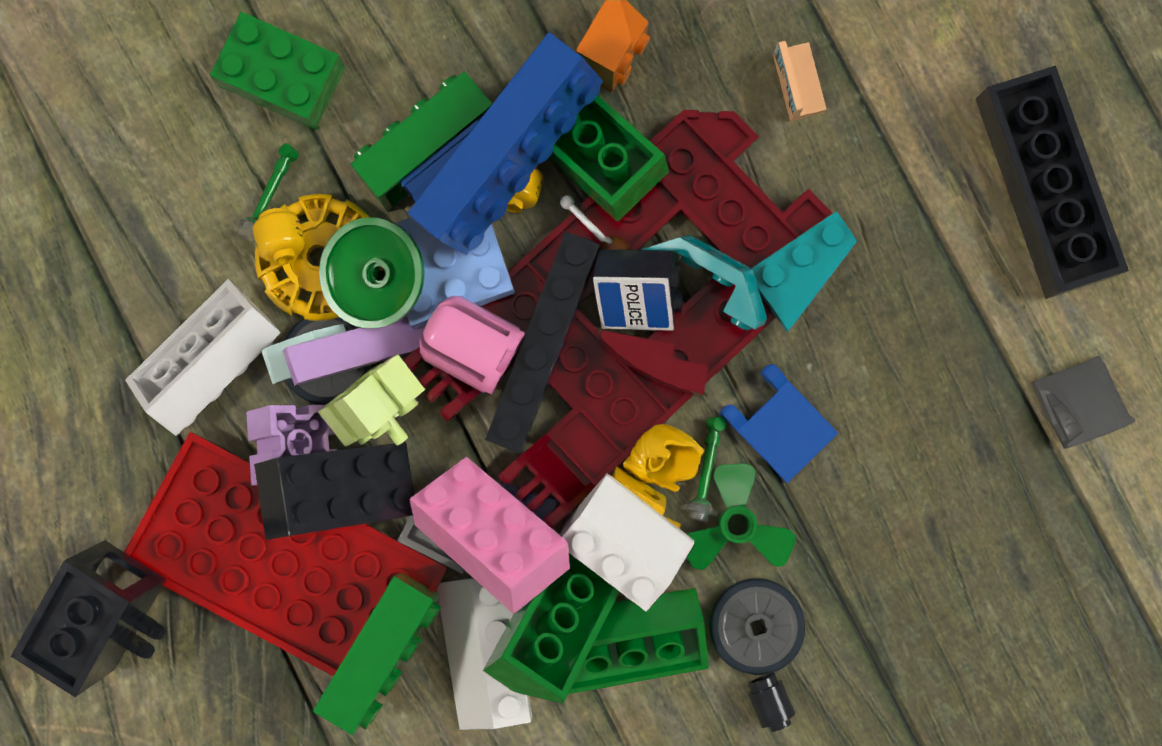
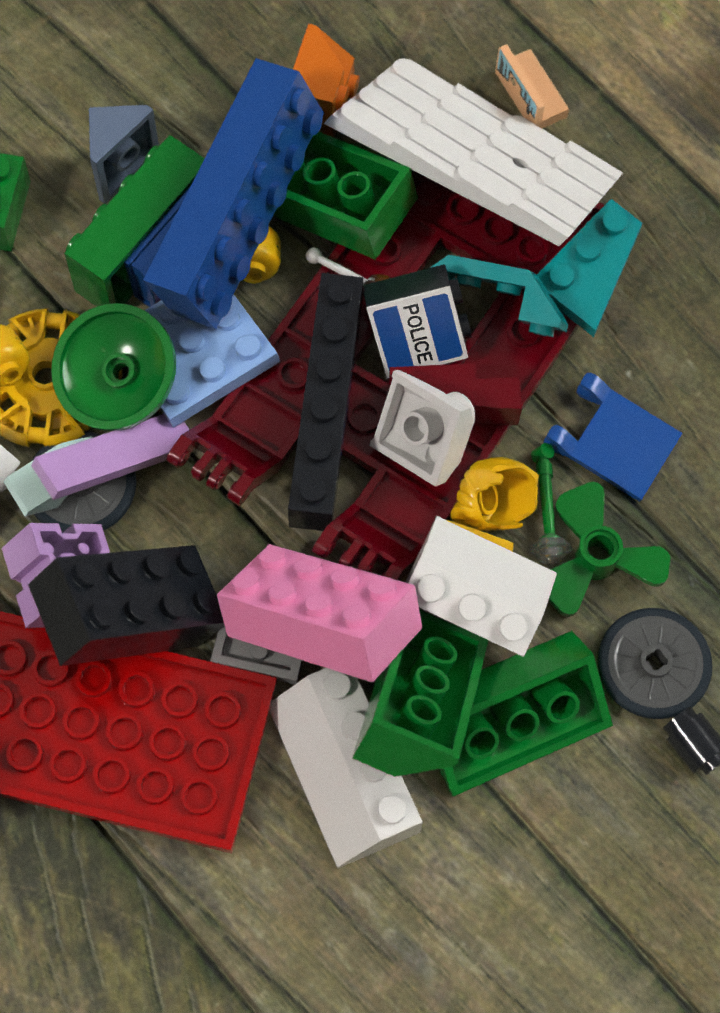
camera: 15 degrees left, 15 degrees down
(373, 404) = (149, 502): yellowish green brick -> none
(376, 653) = (221, 777): green brick -> none
(422, 61) = (119, 144): none -> sand blue slope
(470, 343) = (245, 412): bright pink cylinder -> none
(617, 391) = (424, 428): none -> white slope
(731, 139) = (477, 150): none -> white piece

